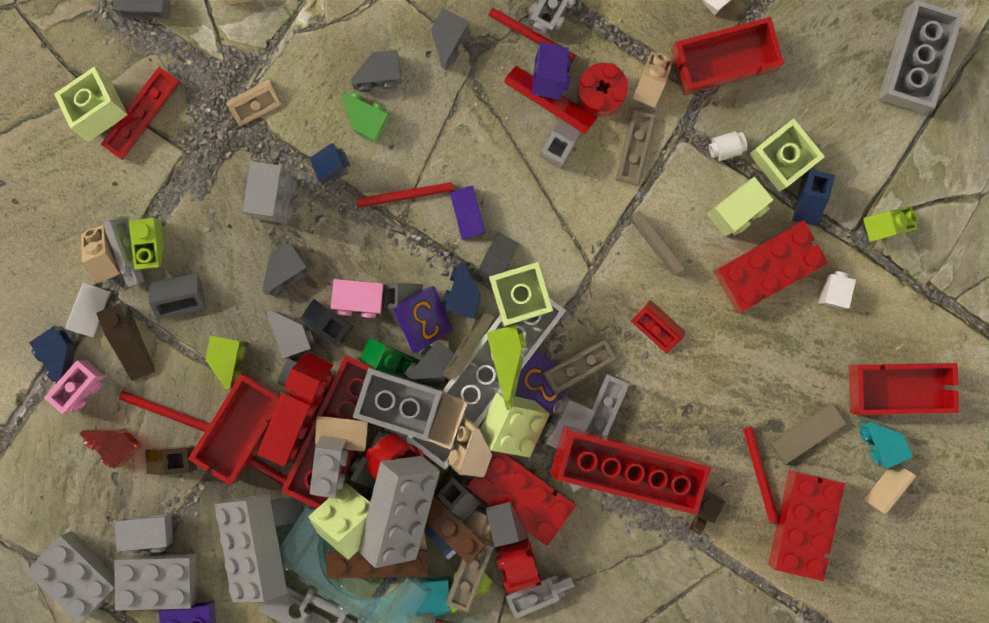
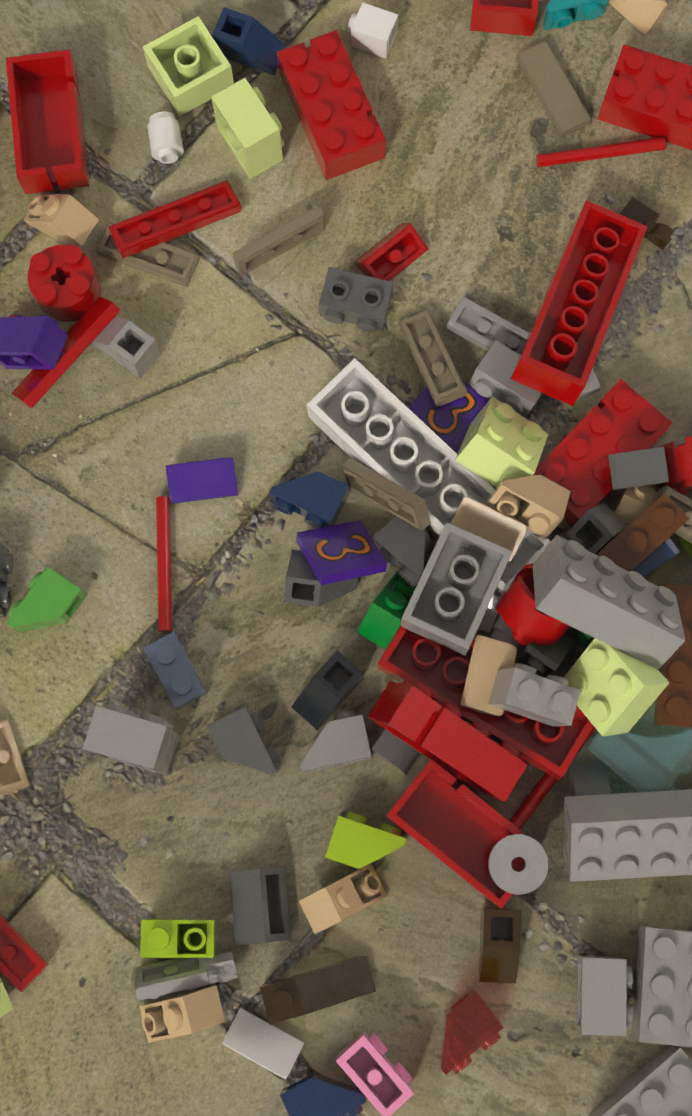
camera: 80 degrees left, 10 degrees down
(163, 411) = (427, 945): red bar -> none
(186, 350) = (342, 898): none -> tan slope
(206, 470) = (535, 864): none -> light grey piece
(330, 163) = (103, 656): dark blue slope -> none
(330, 214) = (175, 670): none -> sand blue plate
(357, 297) = (298, 641): bright pink brick -> none
(497, 257) = (272, 449): dark grey slope -> none
(508, 359) = (405, 435): lime slope -> none
(521, 294) = (325, 406): yellowish green brick -> none
(617, 305) = (355, 299): none -> dark grey brick
(664, 163) = (174, 219): none -> red tile

